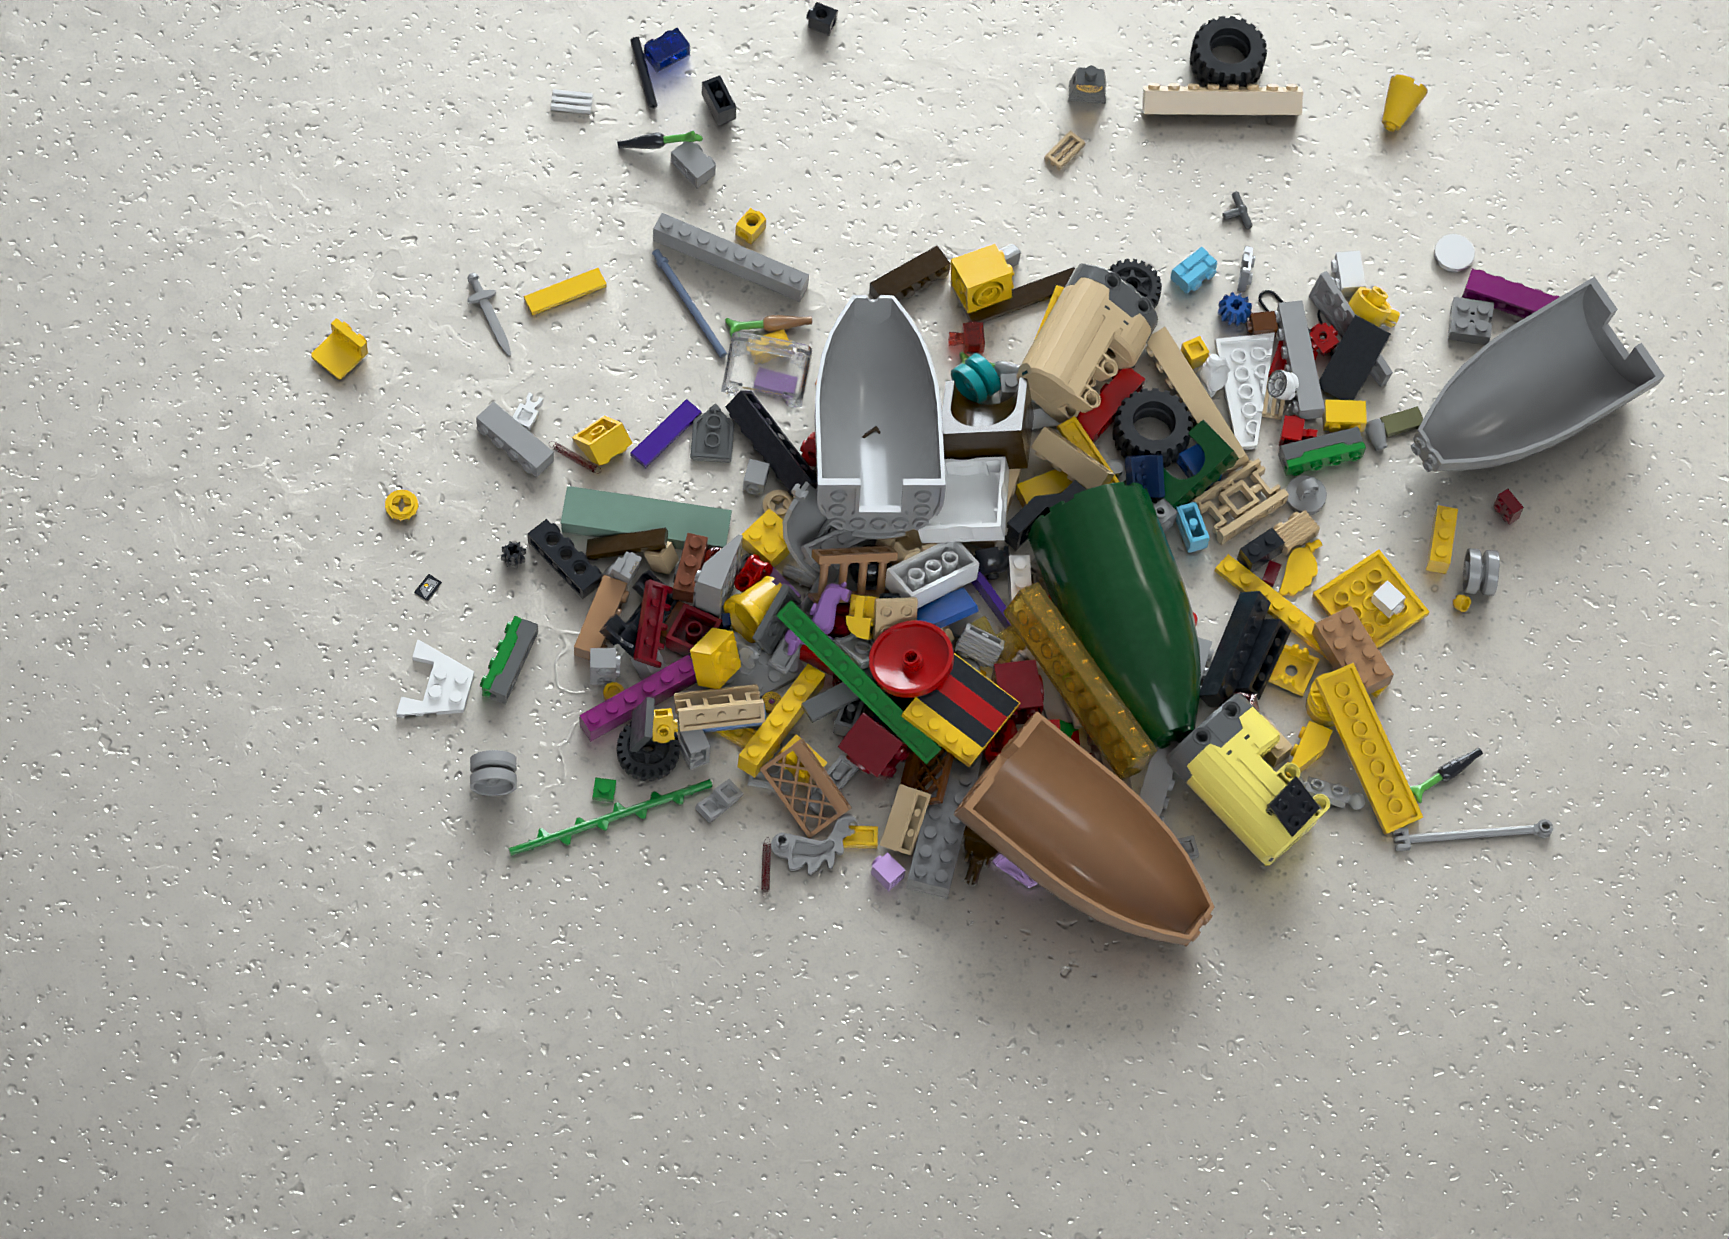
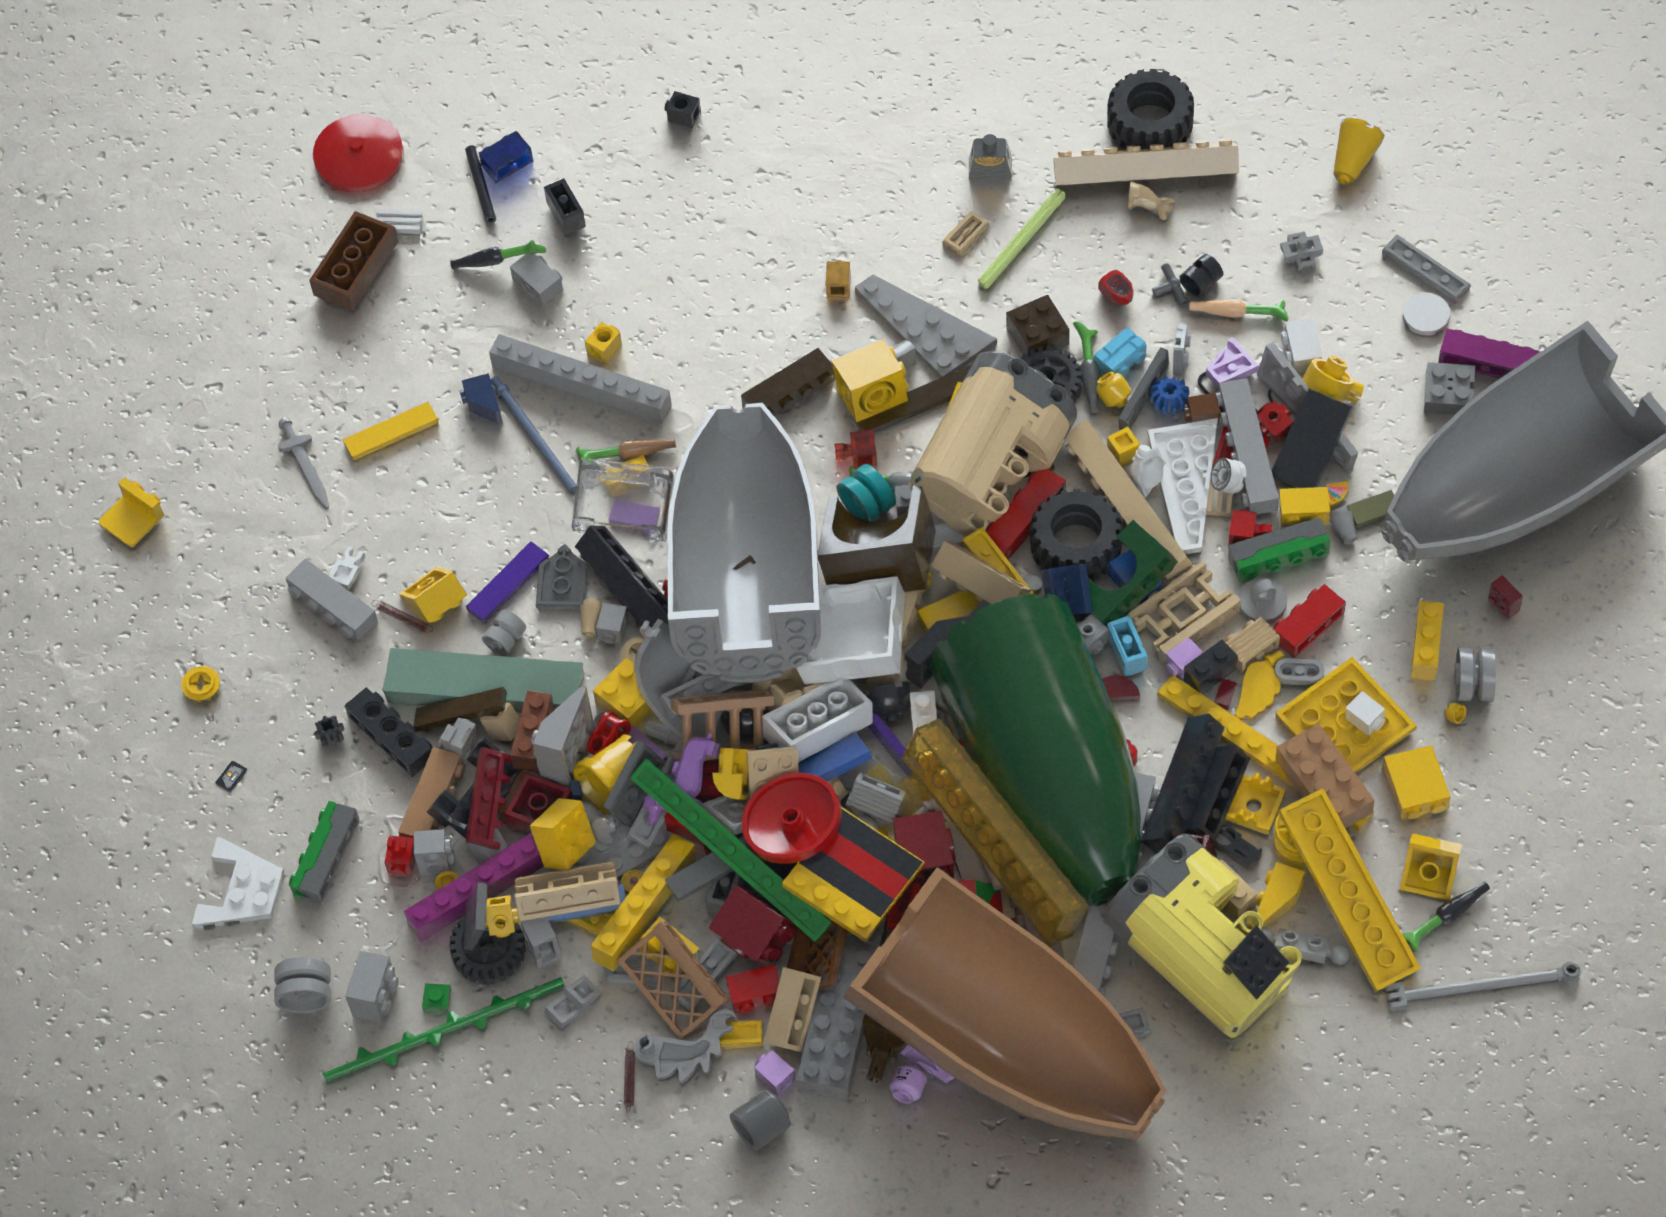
camera: 10 degrees right, 5 degrees down
(534, 135) = (353, 261): none -> reddish brown brick
(535, 35) = (358, 153): none -> red dish
(551, 778) = (371, 987): none -> light grey brick
(574, 667) = (400, 856): none -> red brick
(645, 268) = (481, 398): none -> dark blue slope
(665, 477) = (503, 634): none -> light grey wheel
(737, 469) = (589, 616): none -> tan cone
(871, 800) = (753, 989): none -> red brick
(876, 910) = (760, 1120): none -> dark grey piece
(954, 183) = (838, 278): none -> pearl gold brick
(998, 886) = (908, 1083): none -> lavender head
(1041, 244) = (938, 337): none -> light grey wing
(1112, 159) = (1021, 238): none -> yellowish green axle
(1125, 239) = (1037, 325): none -> dark brown brick
(1167, 279) = (1089, 367): none -> dark grey piece
(1186, 562) = (1121, 688): none -> dark red tile
(1187, 301) = (1113, 390): none -> yellow head
(1193, 210) = (1116, 287): none -> rock
(1212, 304) = (1142, 392): none -> dark grey tile
(1219, 130) = (1144, 197): none -> tan animal
(1237, 539) = (1181, 656): none -> lavender brick
(1266, 204) = (1197, 278): none -> black wheel
(1278, 707) = (1239, 849): none -> black piece
(1288, 286) = (1231, 364): none -> lavender wing
(1295, 236) = (1238, 308): none -> light nougat piece
(1334, 558) = (1299, 671): none -> light grey plate
(1344, 514) = (1309, 620): none -> red brick
(1353, 187) = (1304, 249): none -> light grey piece
(1373, 405) = (1337, 493): none -> tile
(1427, 660) = (1416, 782): none -> yellow brick
(1435, 732) = (1430, 867): none -> yellow slope
(1456, 212) = (1426, 269): none -> light grey tile

